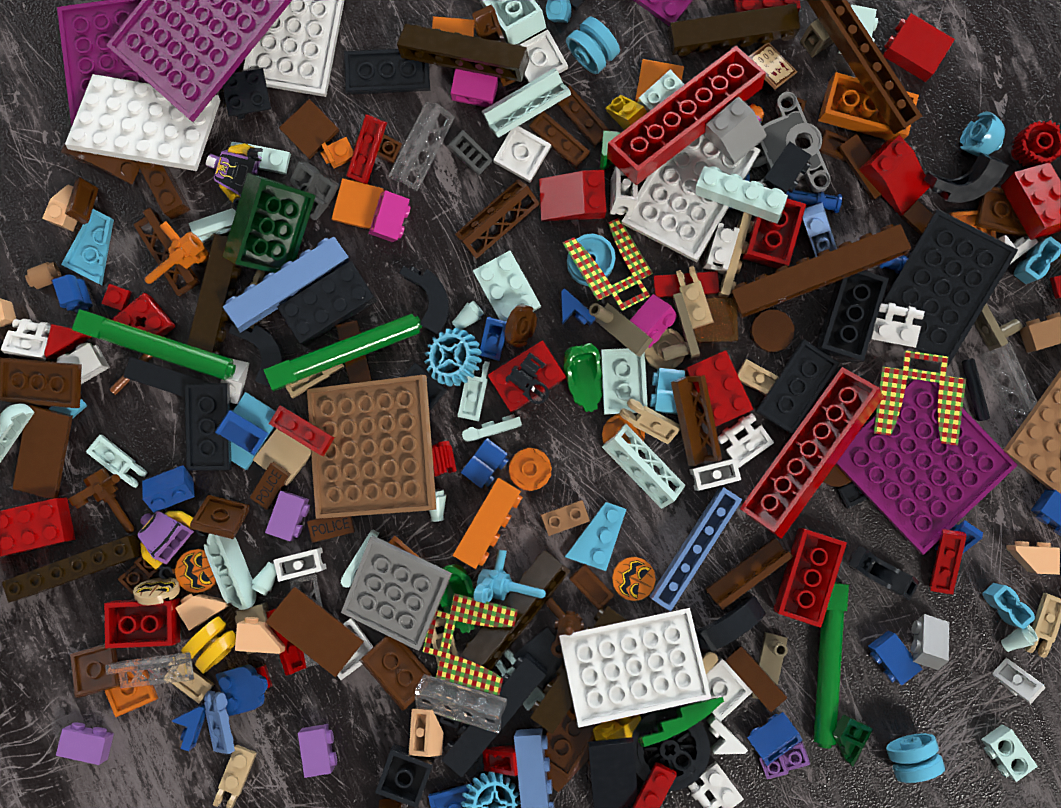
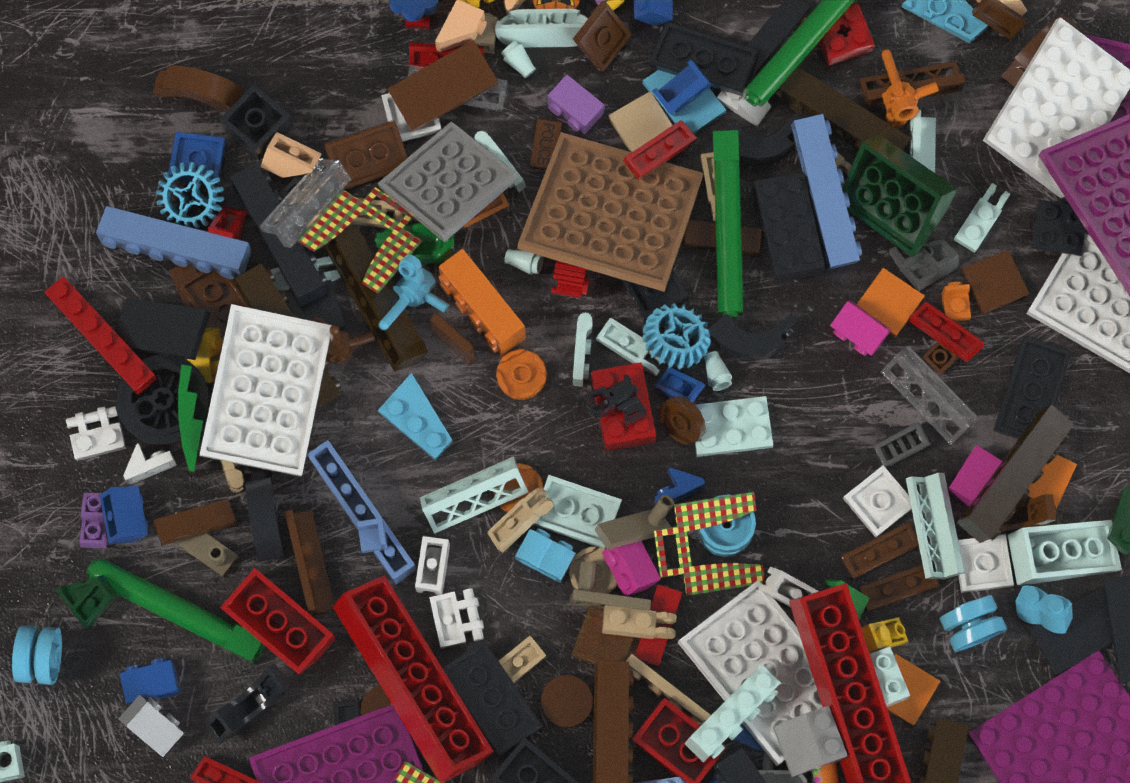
camera: 115 degrees right, 10 degrees down
(116, 297) = (882, 17): red plate -> none
(164, 189) = (977, 105): reddish brown brick -> none
(233, 169) = (975, 184): torso -> none
(270, 485) = (615, 98): reddish brown tile -> none
(299, 564) = (519, 97): white brick -> none
(317, 750) = (320, 46): medium lavender brick -> none
(484, 463) = (547, 327): blue brick -> none
(492, 213) = (822, 441): reddish brown fence -> none
(527, 533) = (452, 339): none -> reddish brown tile
(565, 517) = (453, 388): medium nougat brick -> none
(573, 196) = (807, 538): red slope -> none
(584, 375) = (599, 468): green hair -> none
(591, 587) = (367, 390): reddish brown tile -> none
(633, 578) = (357, 437): tile -> none
(691, 419) = (502, 565): reddish brown fence -> none
(717, 529) = (372, 535): none -> medium blue panel
(721, 249) = (684, 677): white brick -> none
(724, 387) = (524, 609): red brick -> none
(726, 684) = (201, 487): white plate -> none

